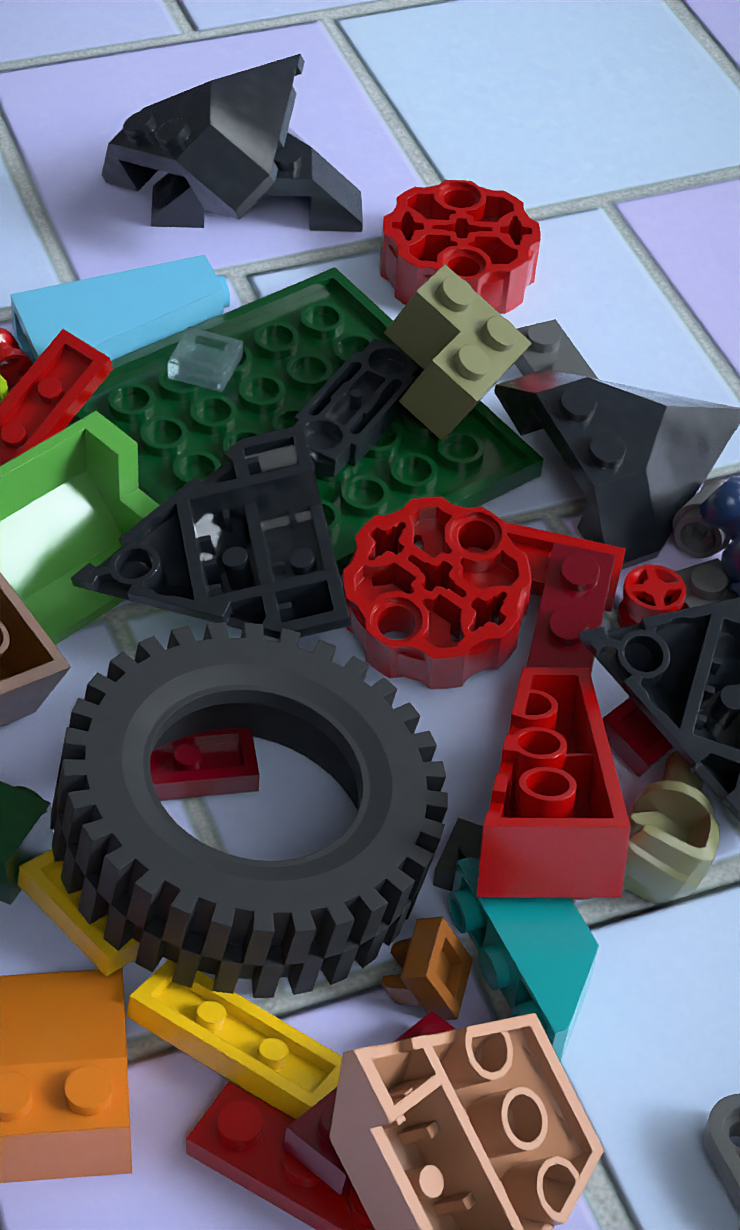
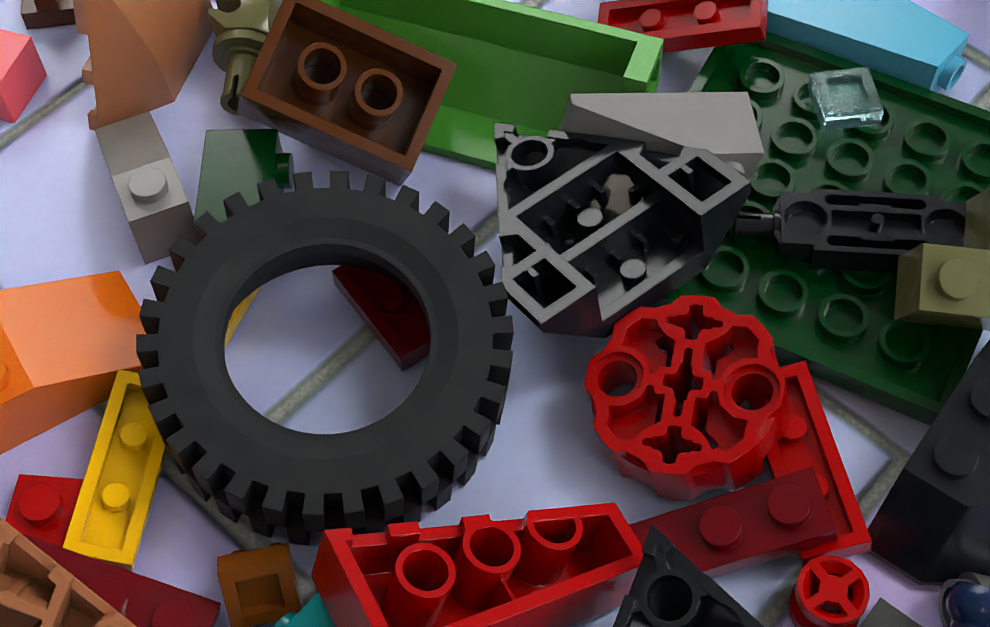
camera: 70 degrees right, 10 degrees up
(185, 448) = (672, 121): none -> light grey slope

